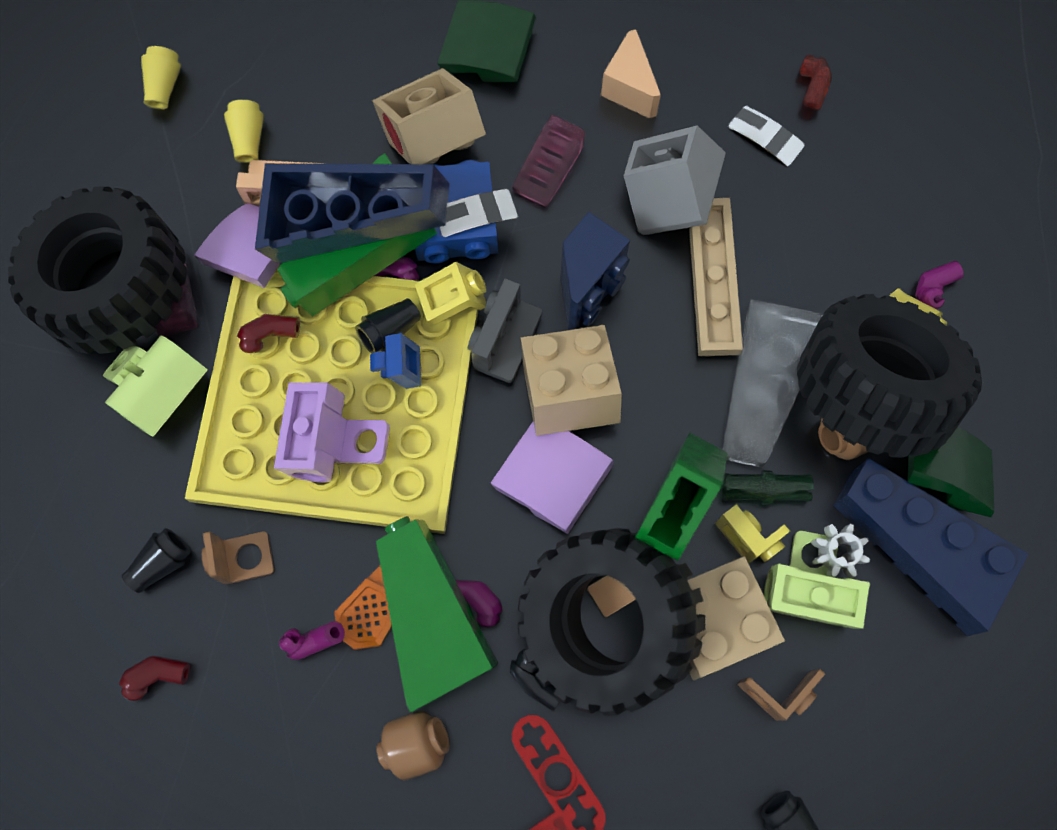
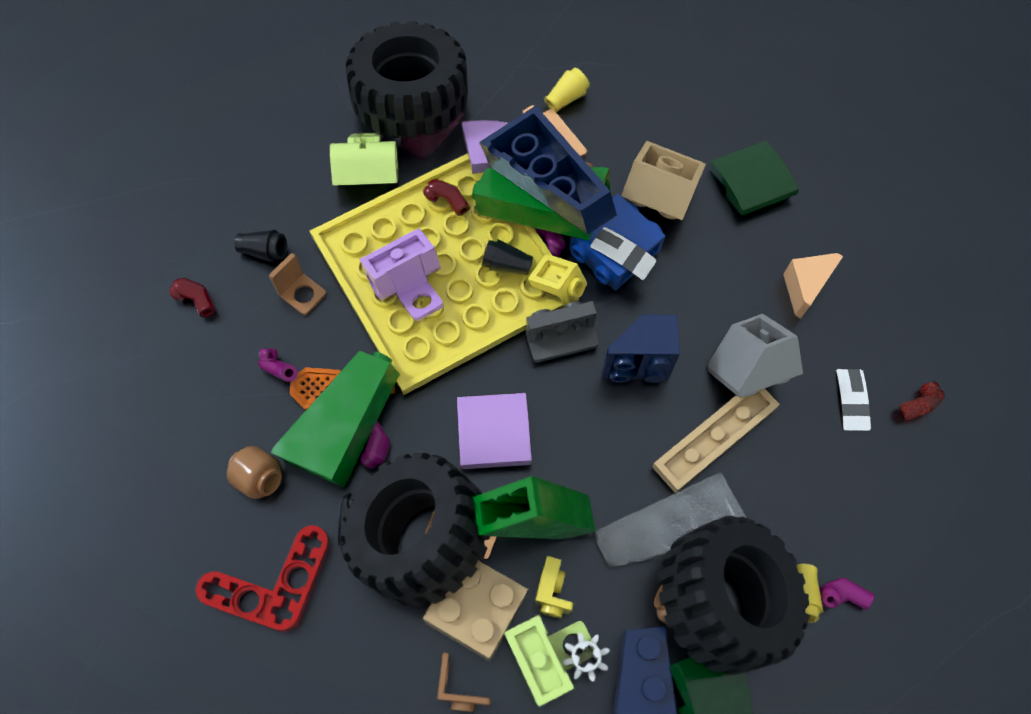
camera: 50 degrees right, 5 degrees down
(160, 73) = (560, 20): light yellow cone -> none
(399, 361) = (488, 282): blue tile -> none
(560, 138) = (713, 262): clear pink slope -> none
(571, 380) = (561, 393): tan brick -> none
(767, 487) = (595, 577): clear green pin -> none

